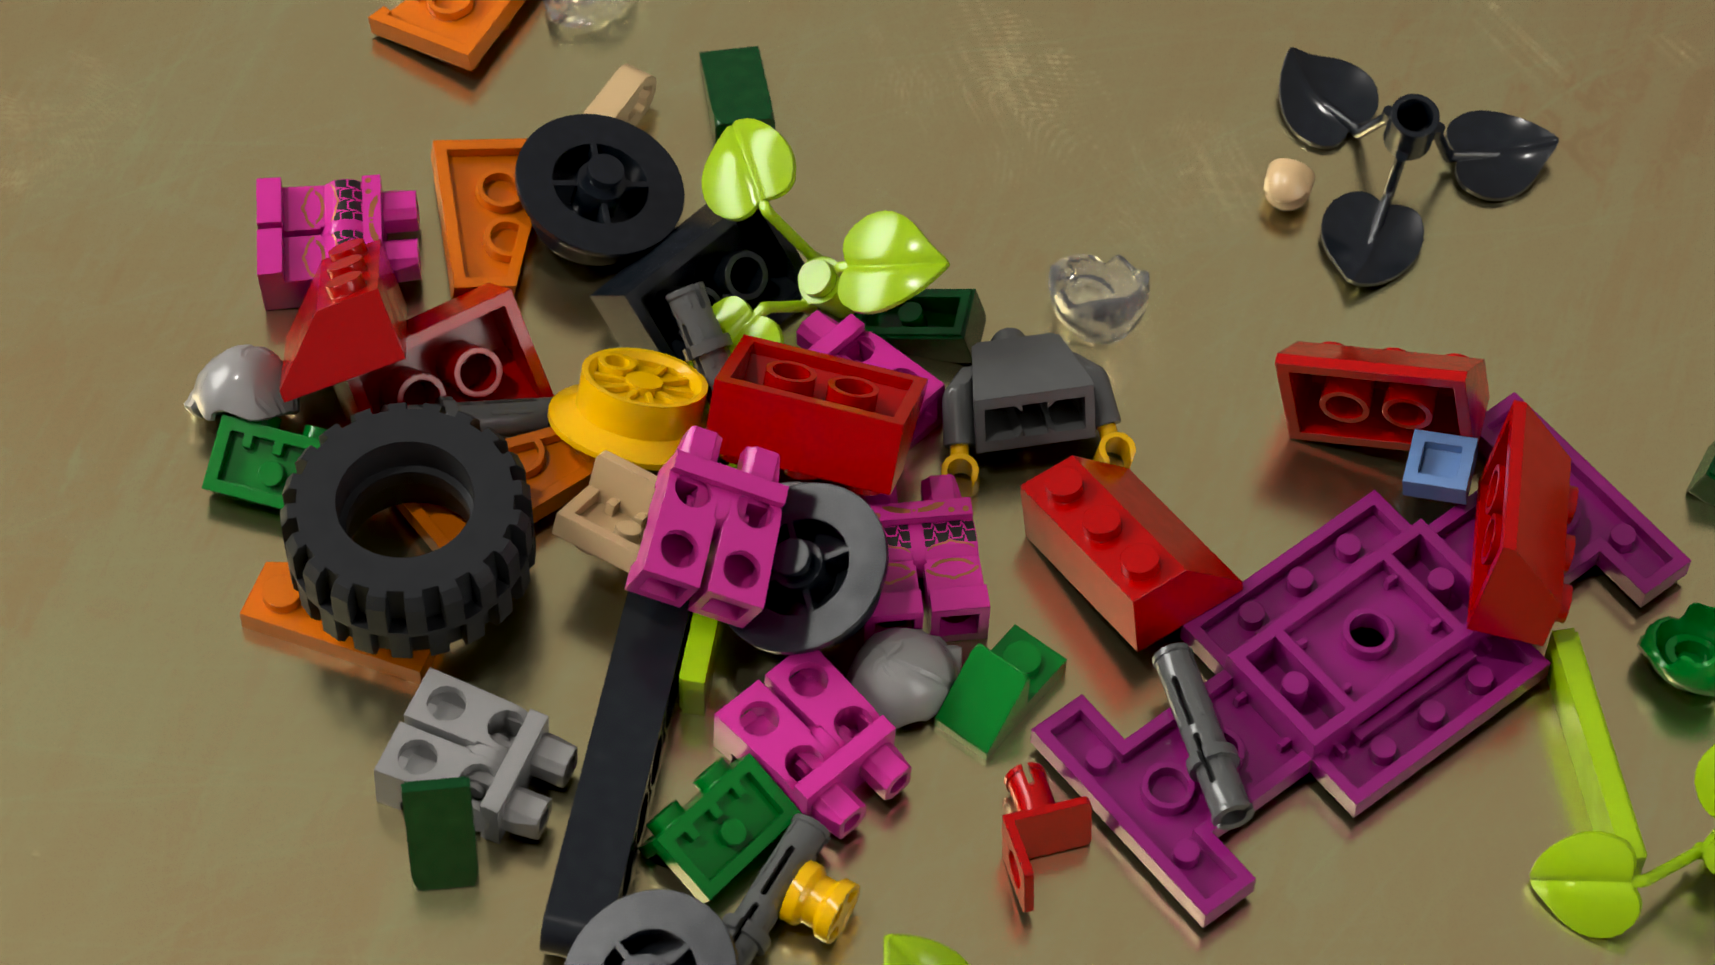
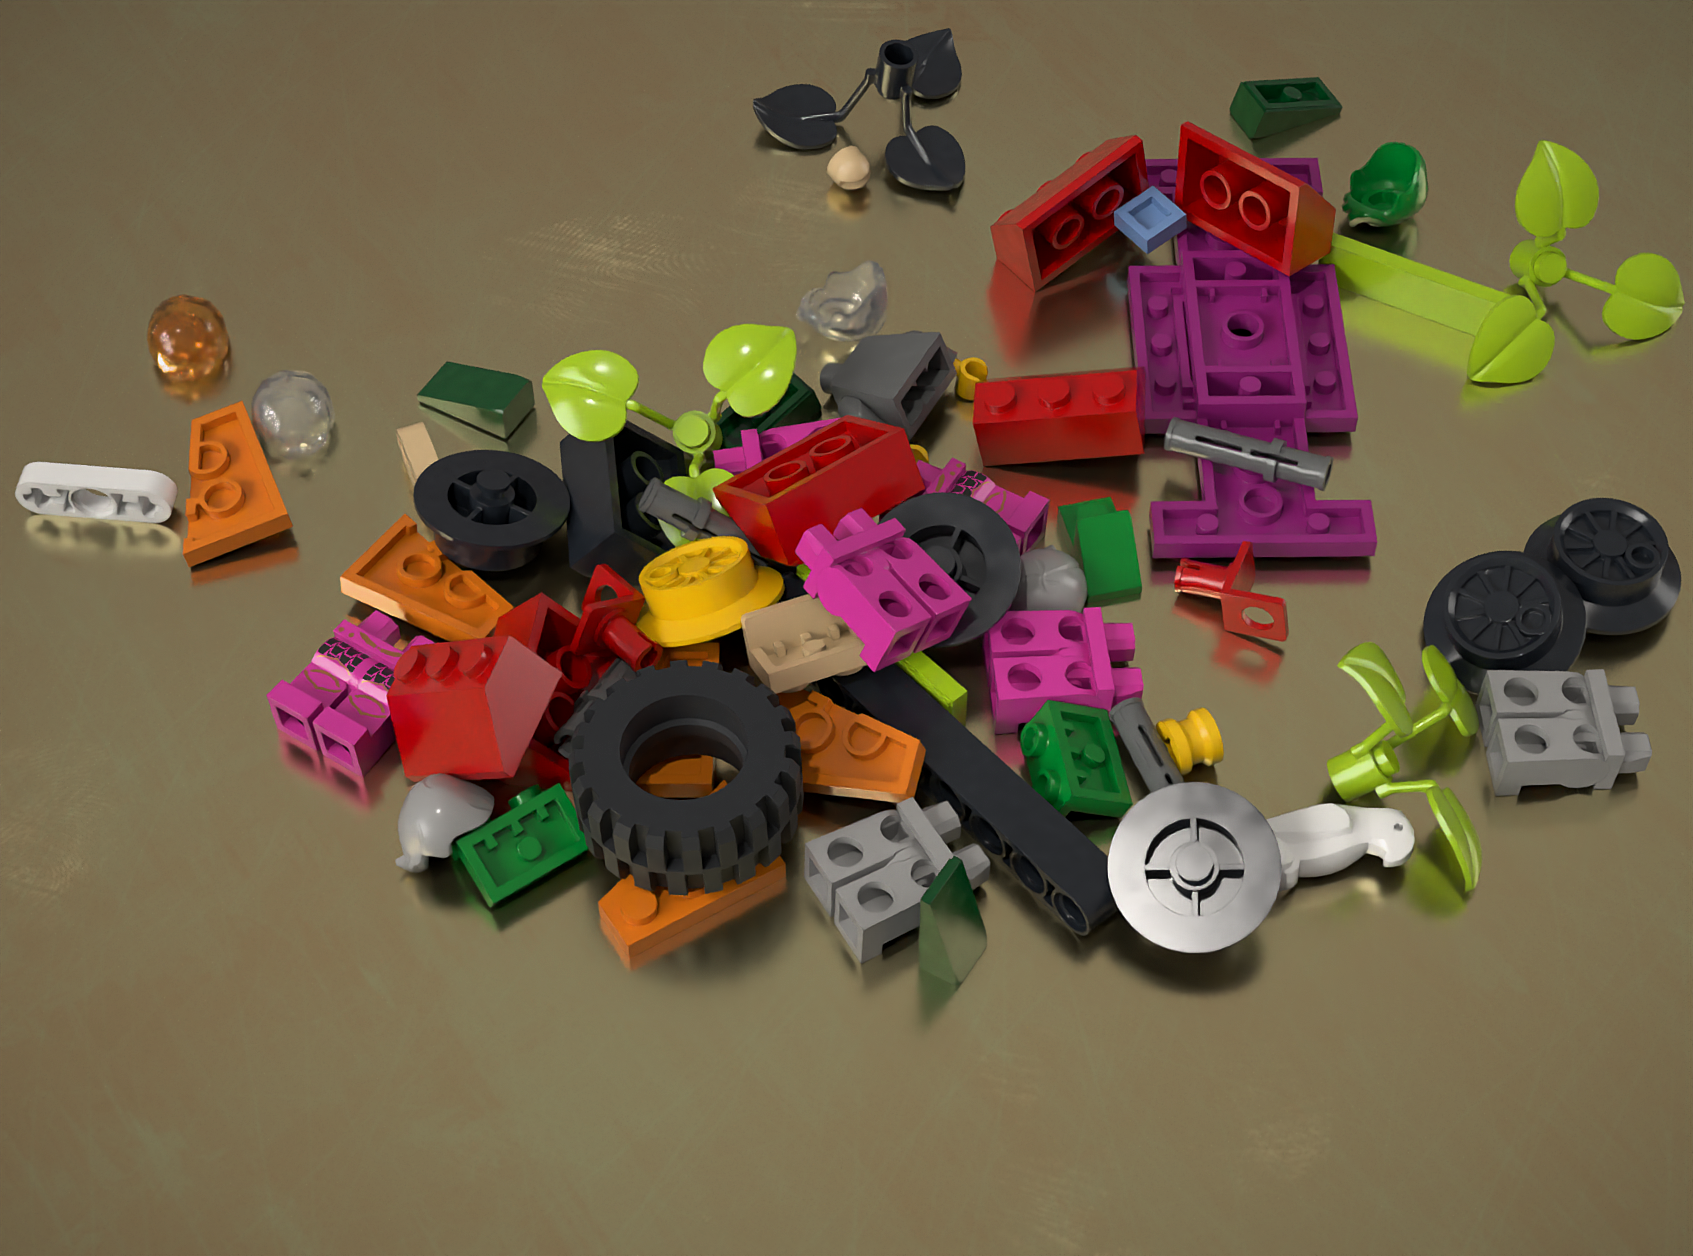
camera: 50 degrees left, 5 degrees down
(541, 369) = (614, 622): none -> red bracket
(564, 629) = (852, 751): none -> orange wing

